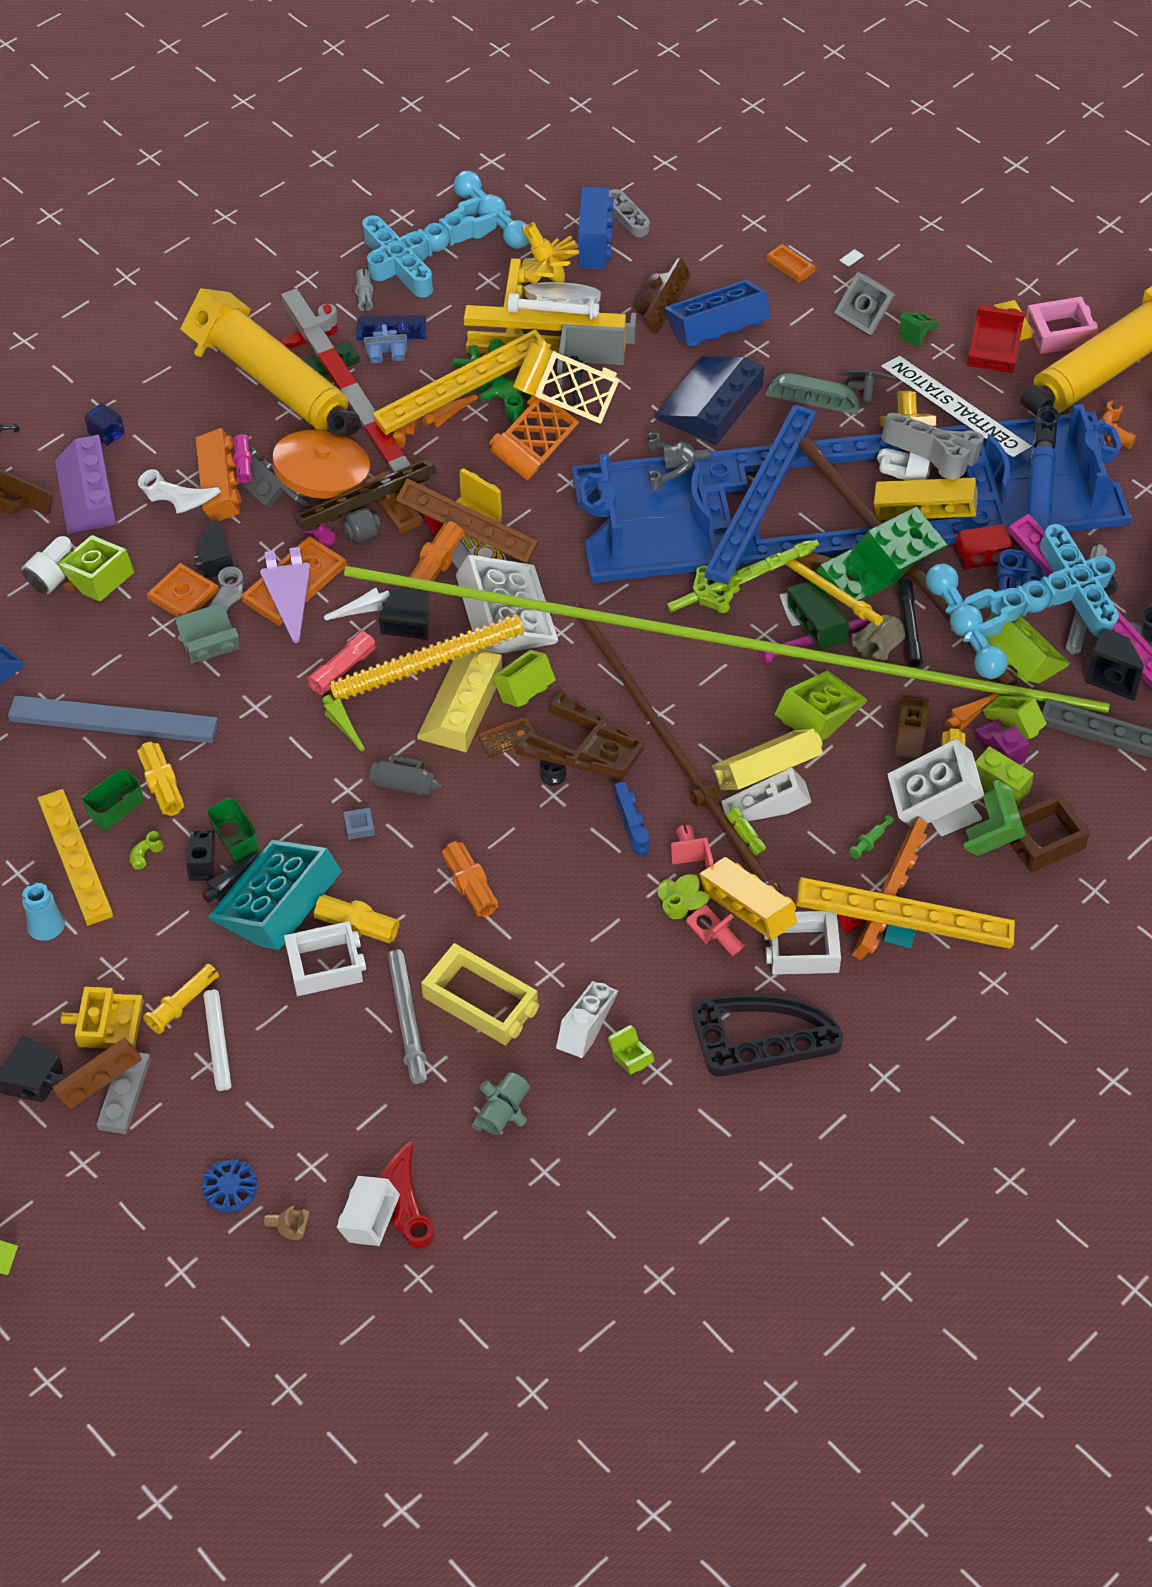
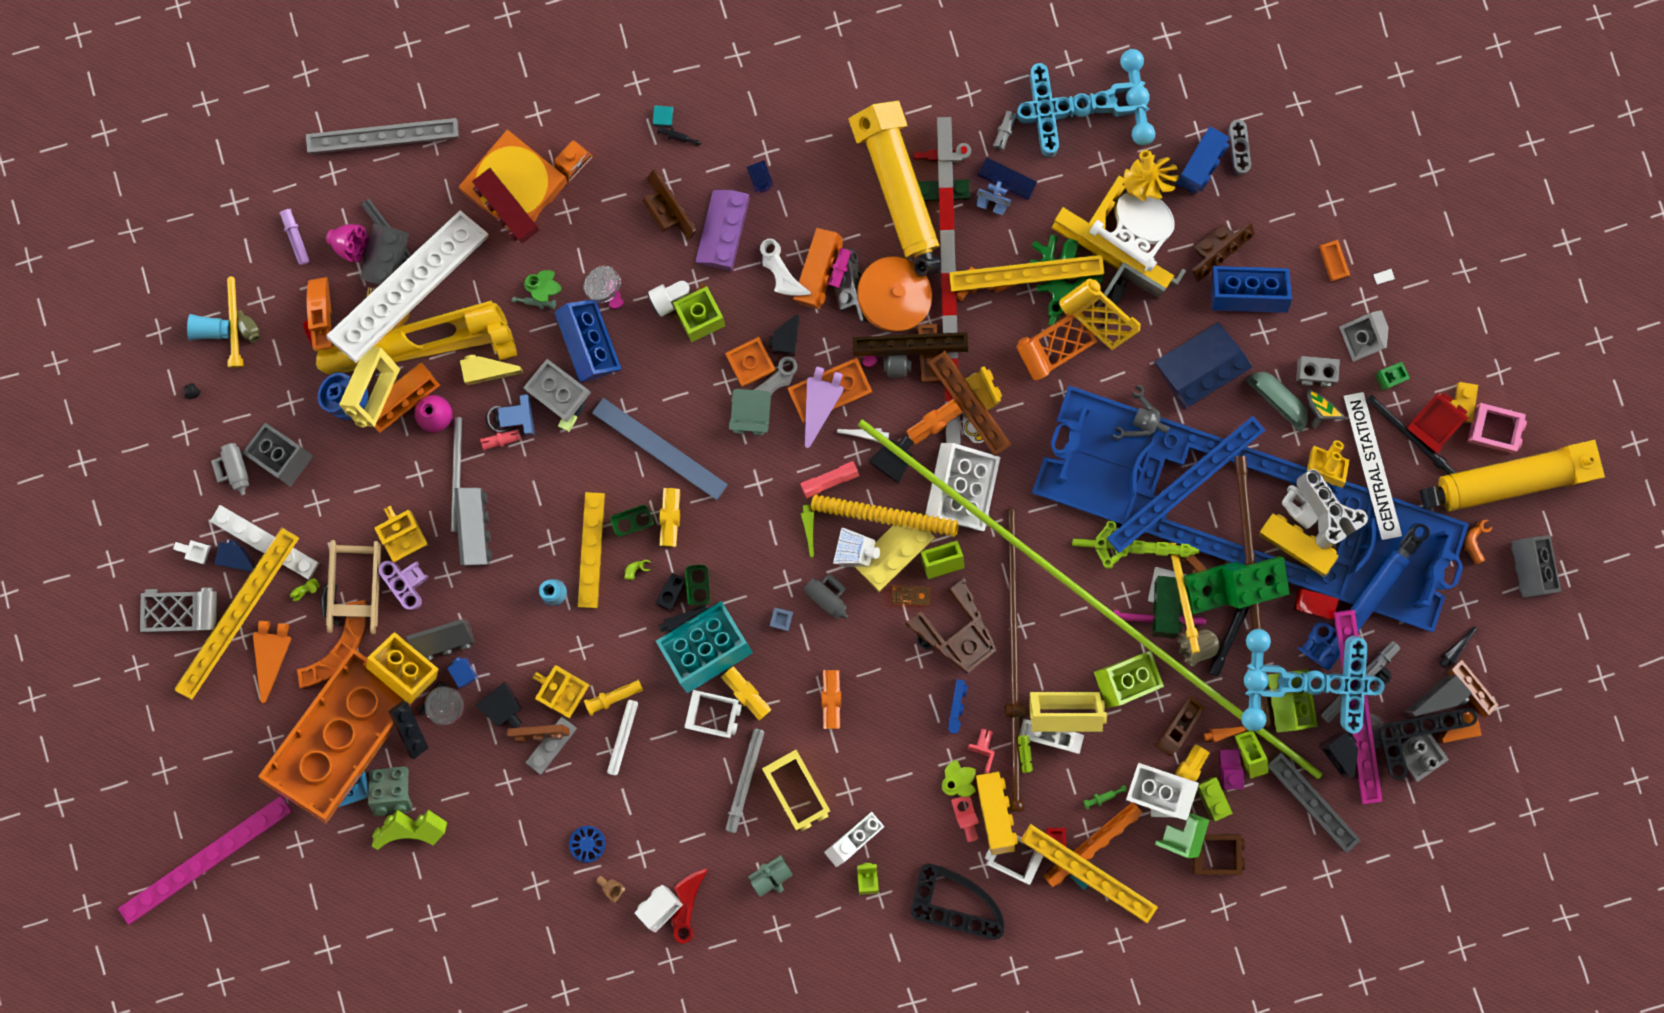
camera: 25 degrees right, 30 degrees up
(411, 710) = (855, 549): none -> white torso
(837, 351) = (1317, 366): none -> light grey brick
(1023, 377) = (1439, 462): none -> black bar

